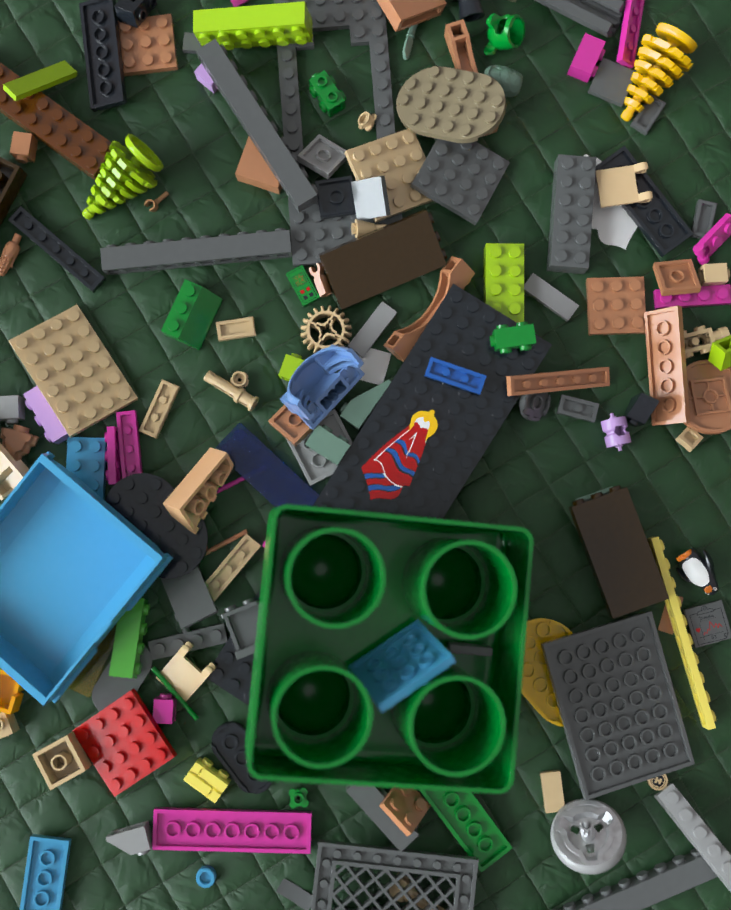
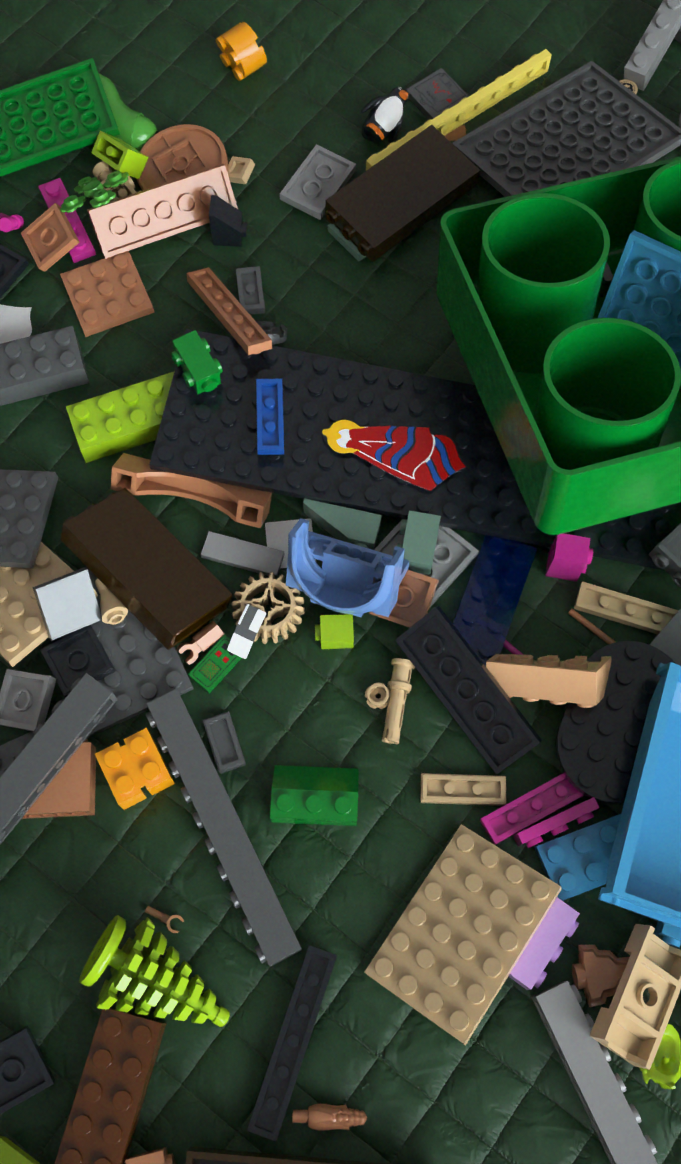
camera: 115 degrees left, 15 degrees down
(215, 434) = (468, 690): none -> black plate
(236, 329) = (310, 730): tan tile -> none
(249, 273) = (224, 742): none -> dark grey tile
(252, 210) = (133, 767): none -> light orange piece
(313, 309) = (246, 631): none -> white sticker
(550, 297) = (123, 361): light grey tile -> none
(616, 432) = (264, 240): lavender wheel -> none
(657, 495) = (317, 180): none -> light grey plate
(702, 318) = (93, 188): none -> bright green plant
(713, 274) = (31, 201): tan brick -> none

